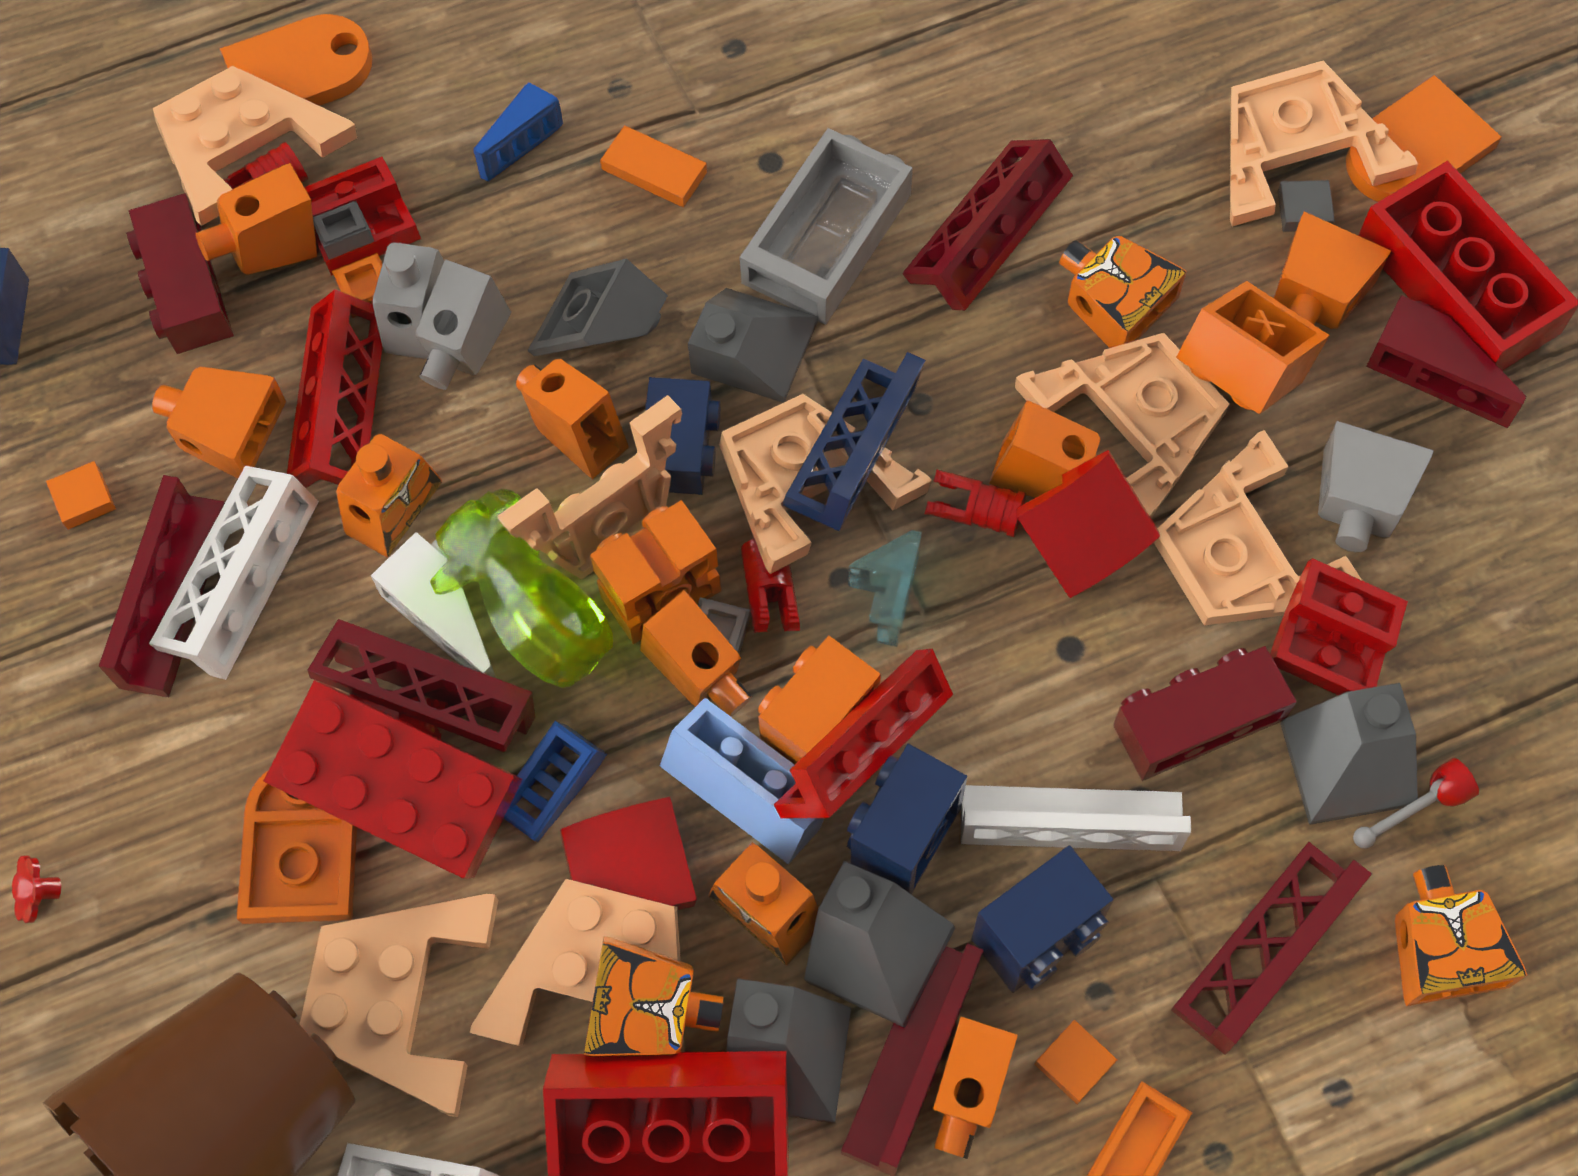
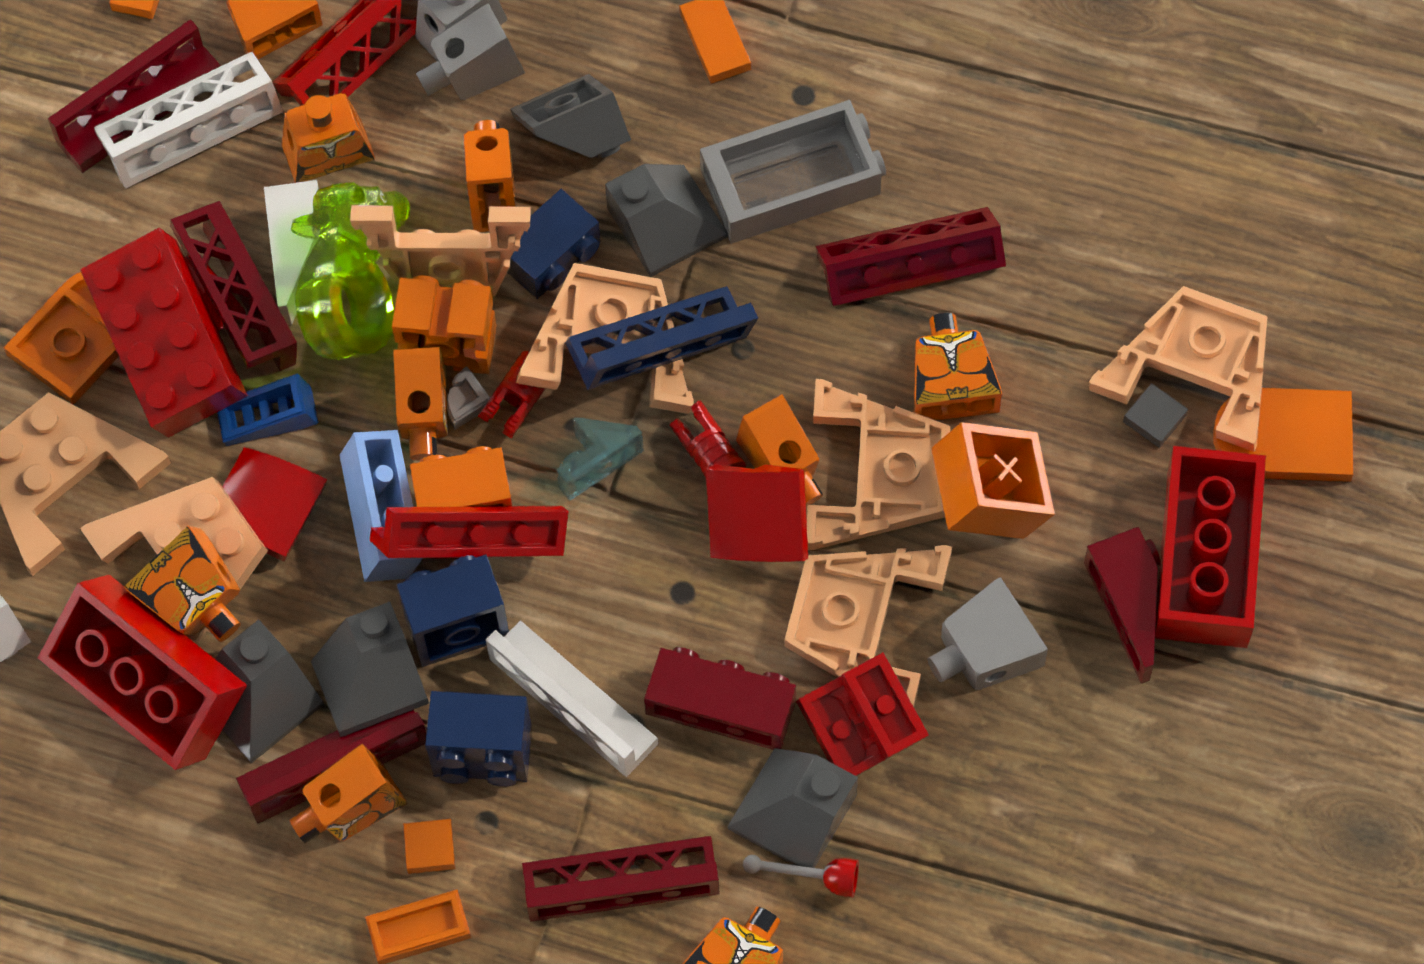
camera: 40 degrees right, 0 degrees up
(766, 901) = (322, 586): orange torso -> none
(1328, 271) = (1110, 474): orange torso -> none

